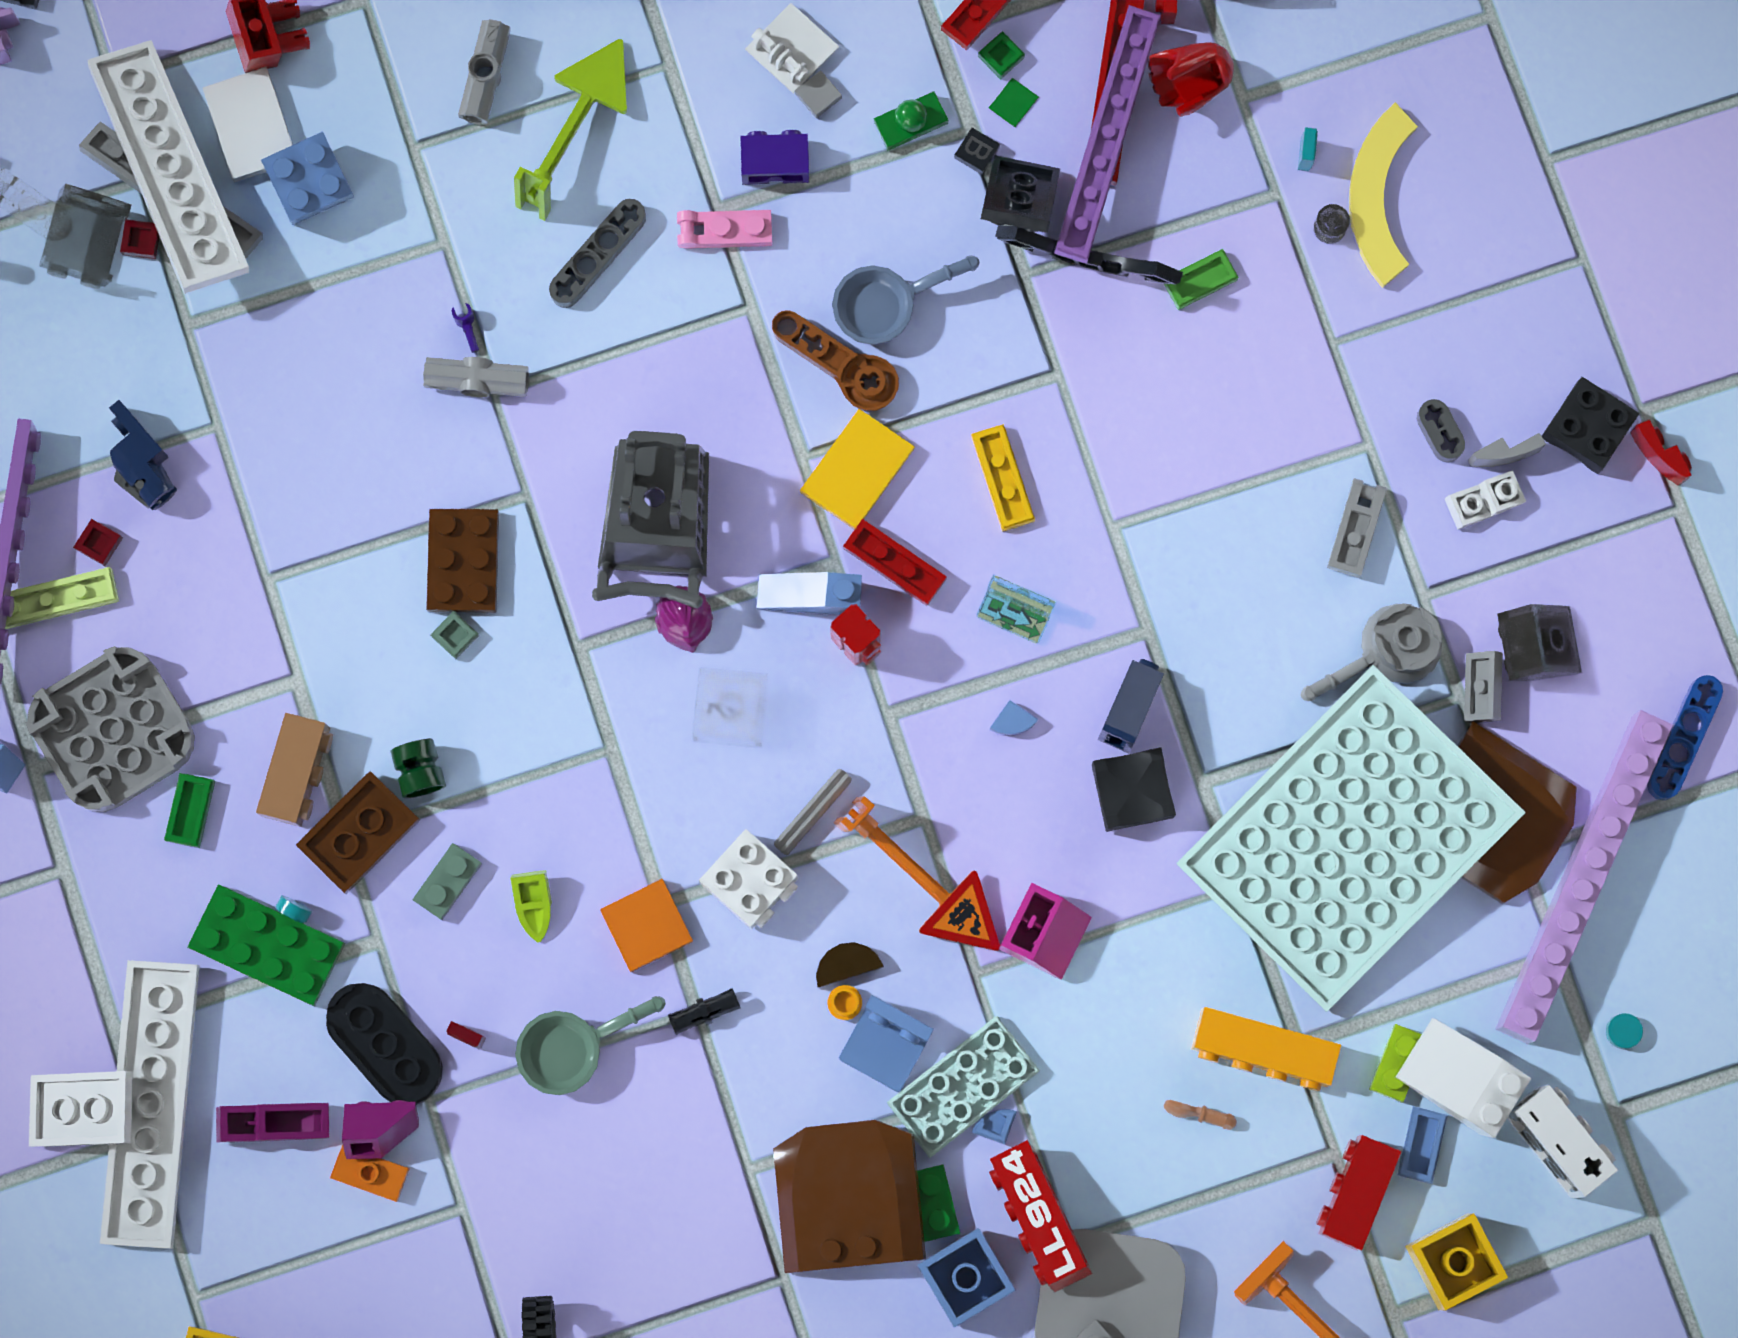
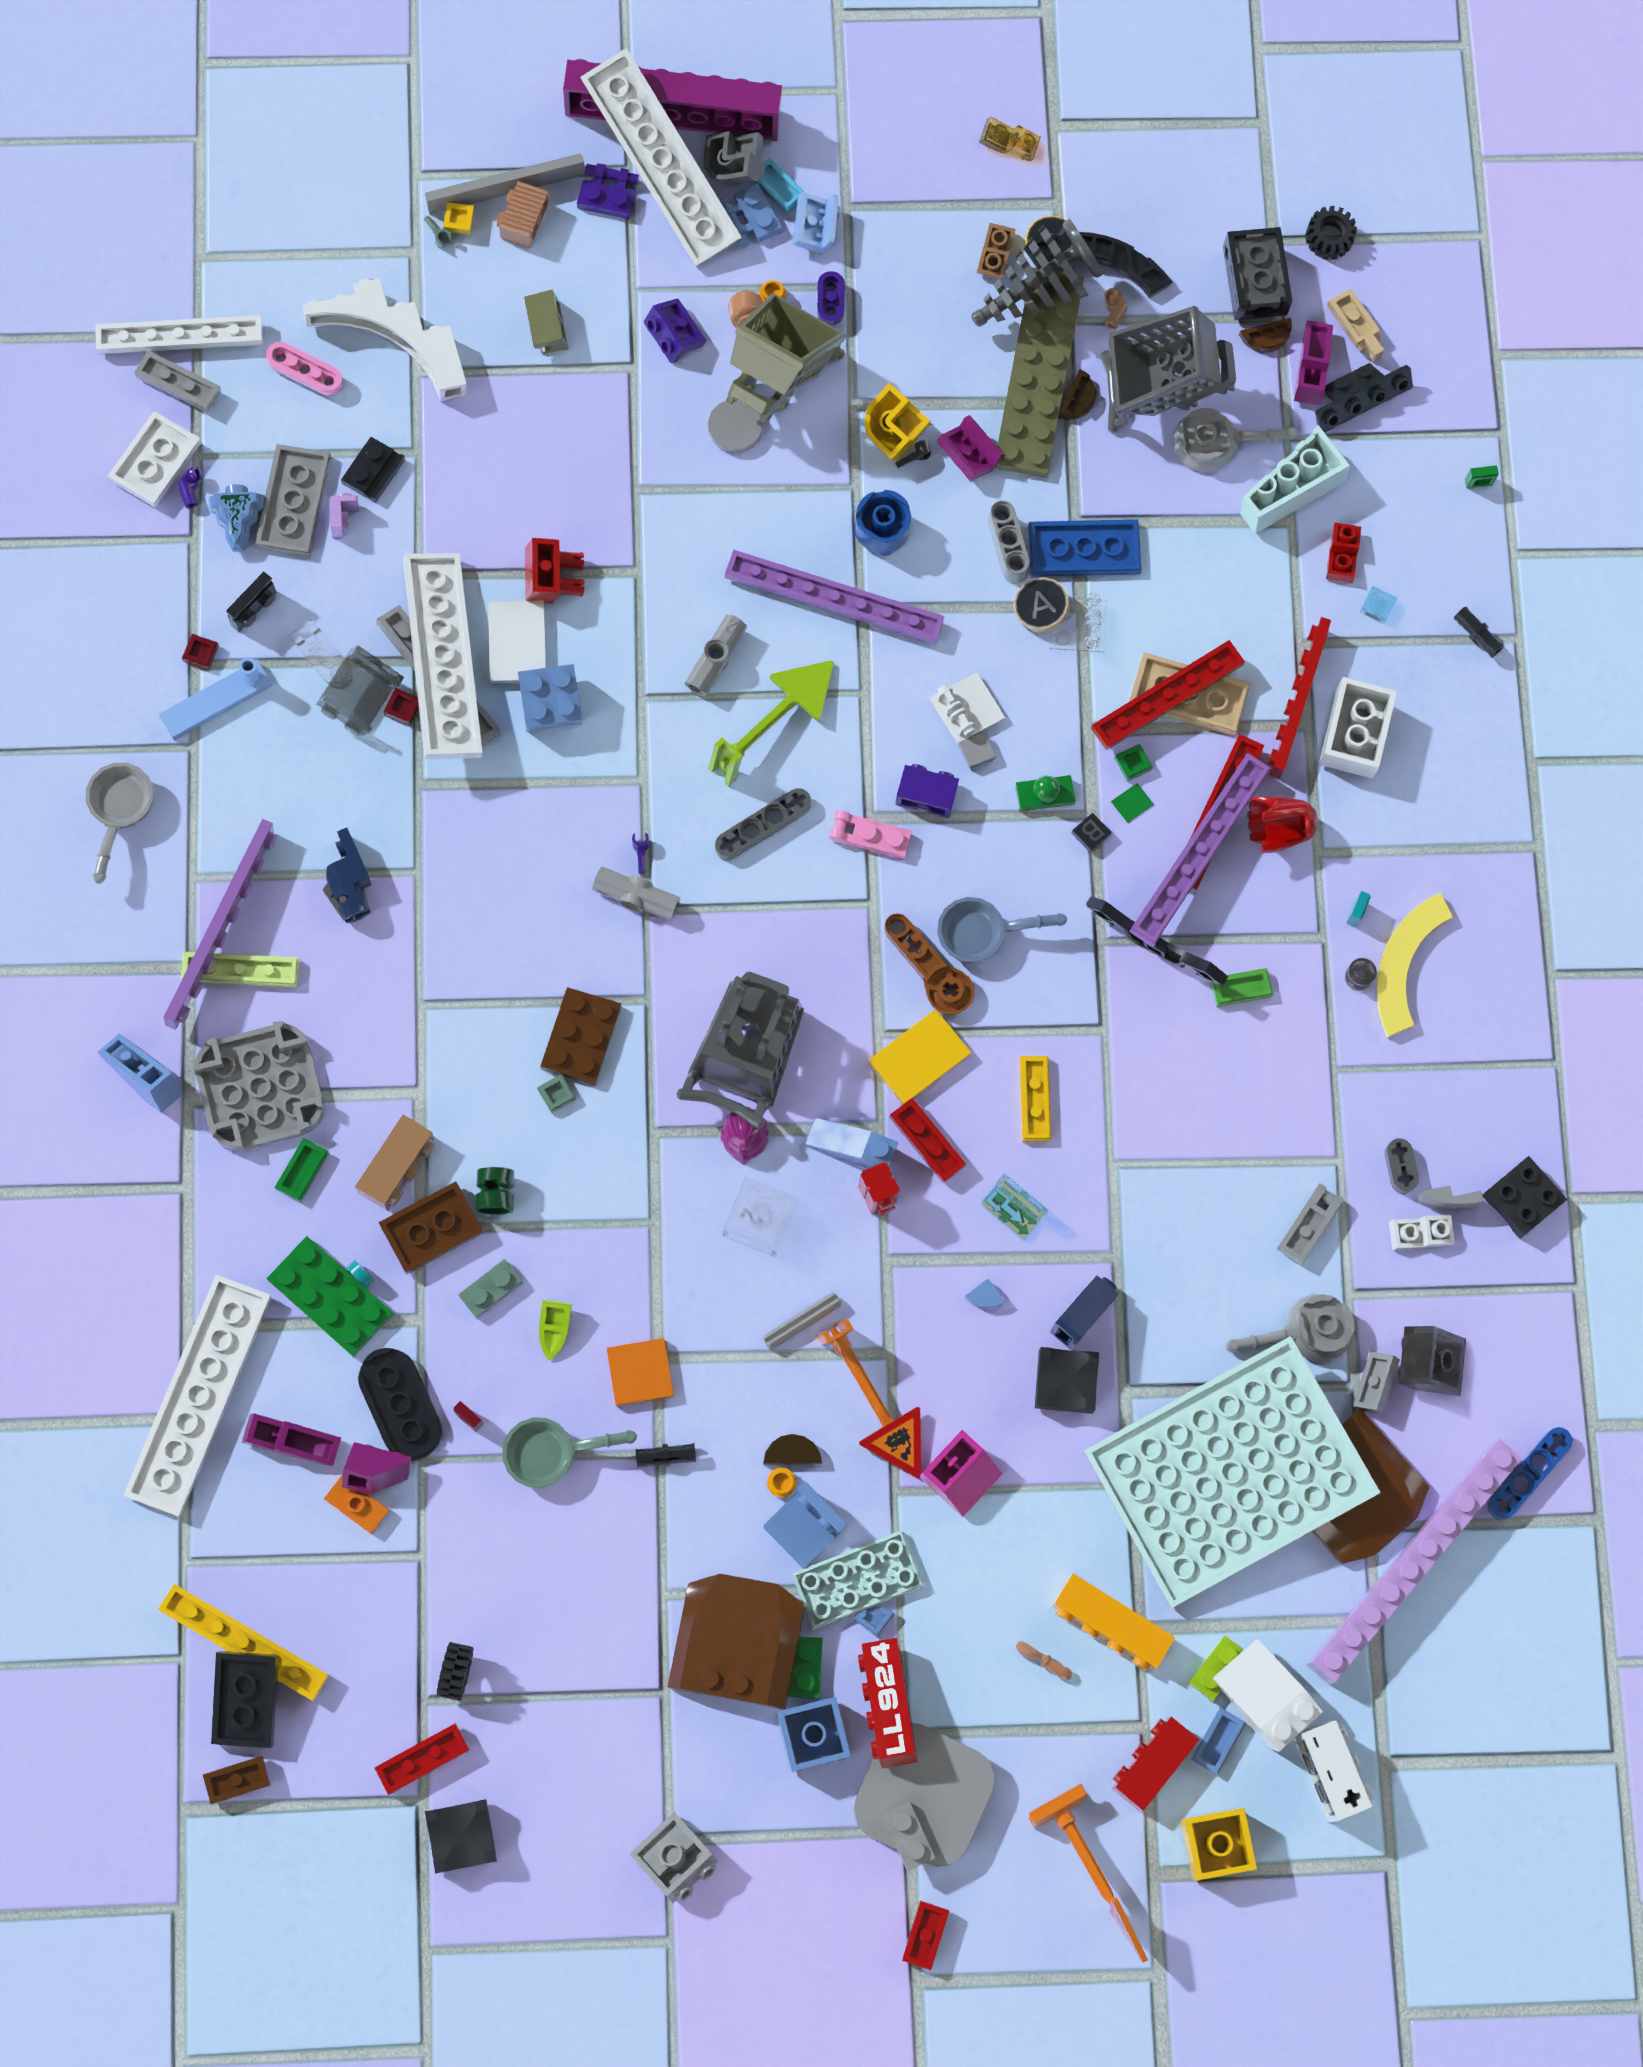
camera: 10 degrees right, 5 degrees down
(80, 1109) = (141, 1382): white plate -> none
(98, 542) = (294, 935): dark red tile -> none
(750, 880) = (734, 1360): white brick -> none
(1020, 194) = (1116, 876): black plate -> none
(1624, 1031) = (1411, 1698): teal tile -> none
(1669, 462) = (1580, 1245): red slope -> none

